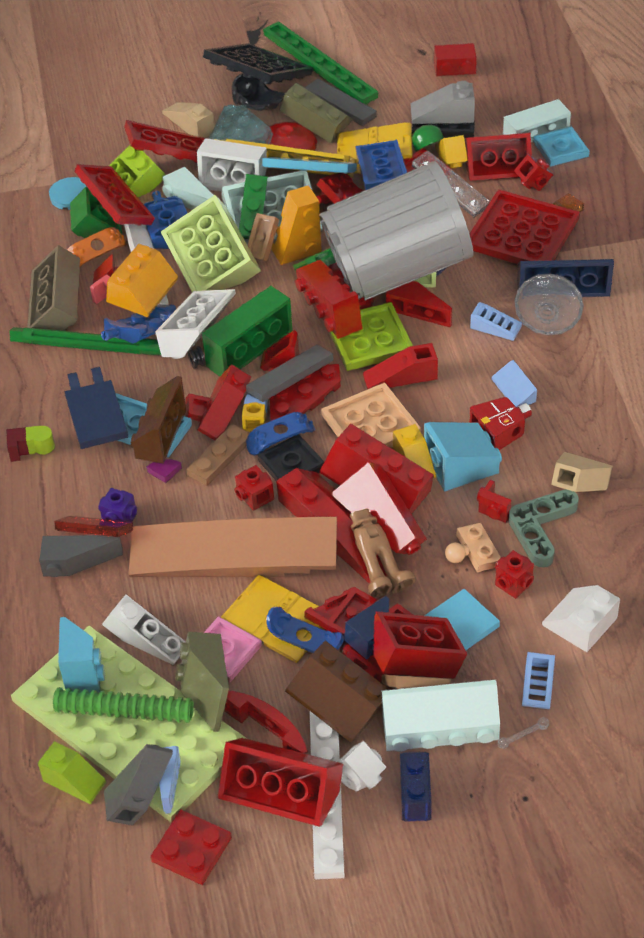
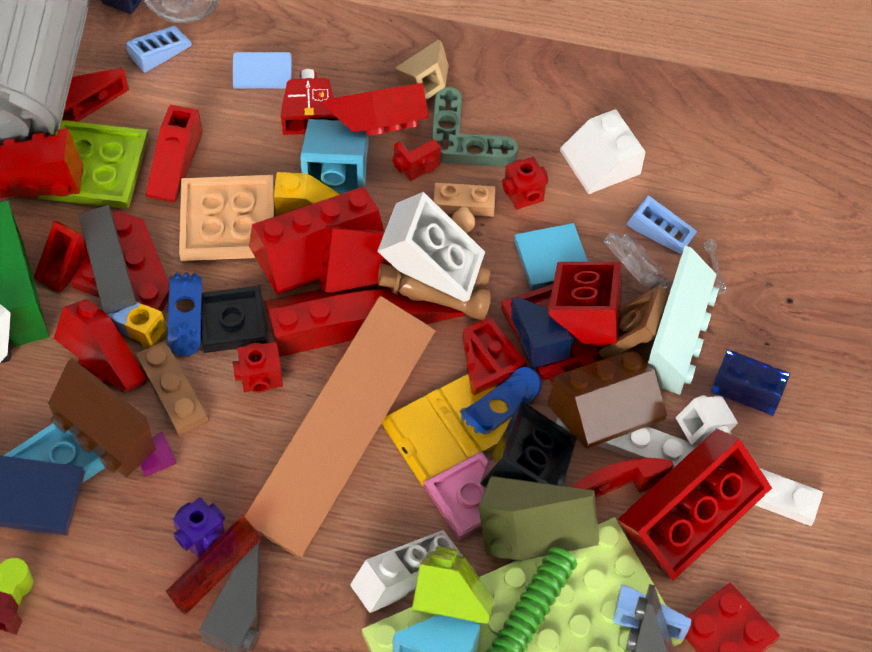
camera: 70 degrees left, 10 degrees up
(118, 640) = (451, 587): none -> lime slope
(262, 662) = (531, 450): none -> black slope
(392, 529) = (431, 247): none -> white slope
(481, 661) = (636, 261): none -> clear plate
(512, 456) = (381, 109): none -> red slope

